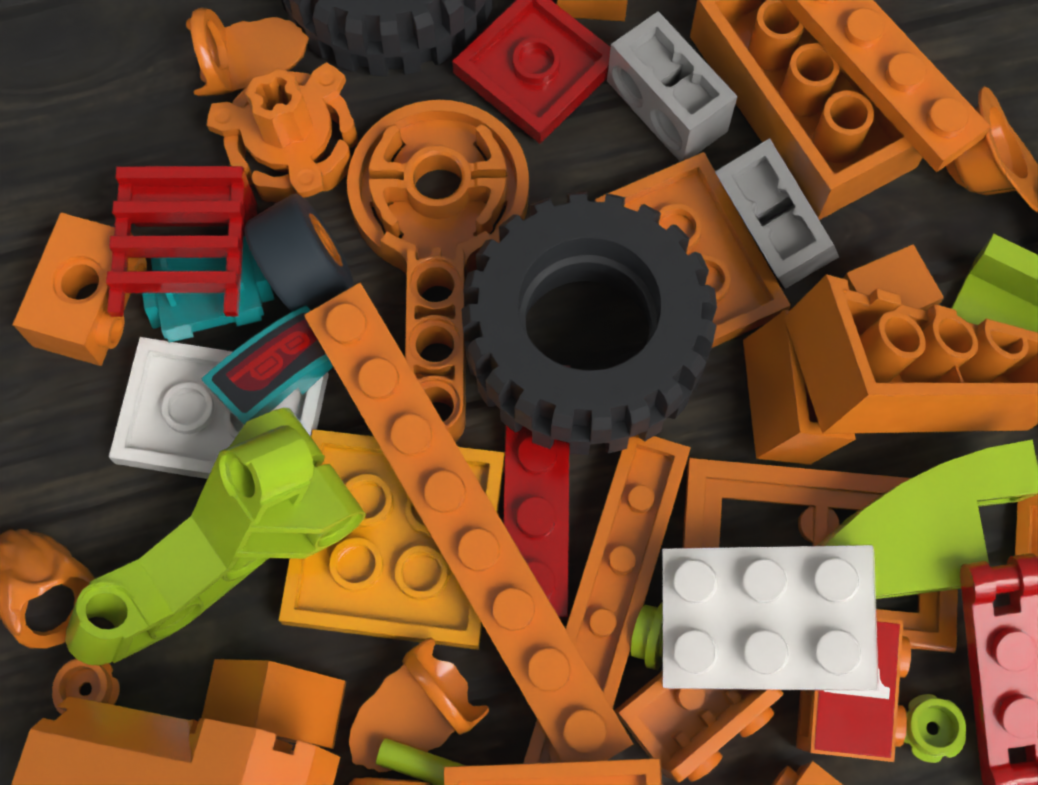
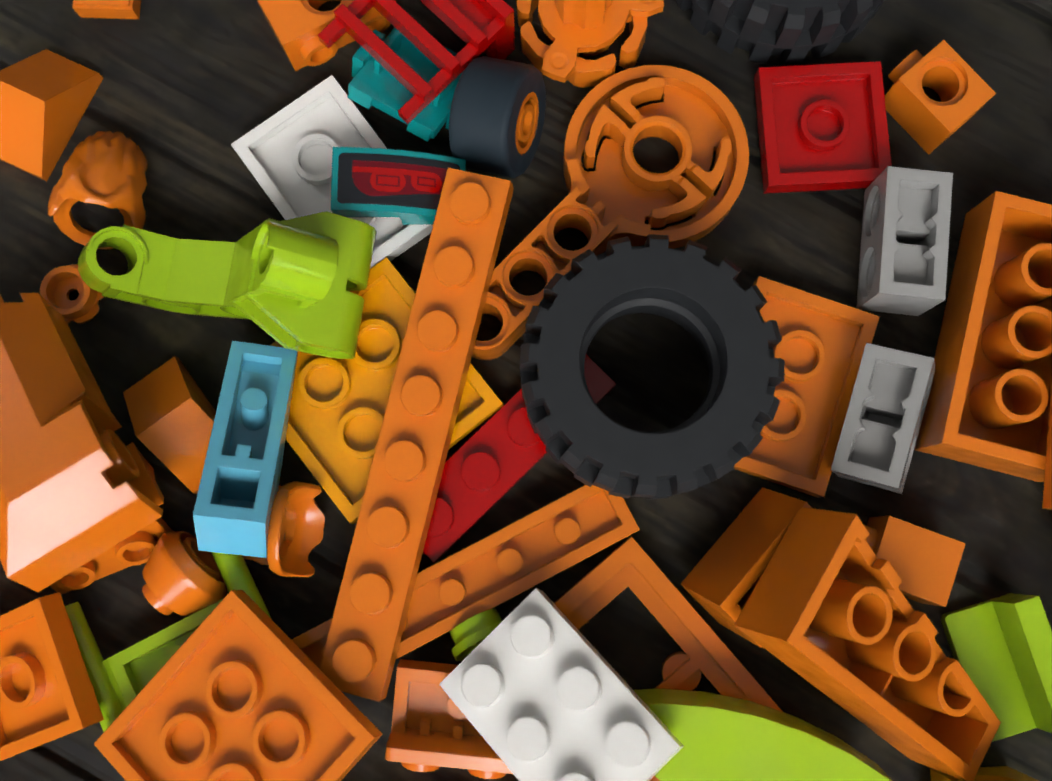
camera: 45 degrees right, 10 degrees up
(353, 660) = (245, 451): none -> medium azure slope

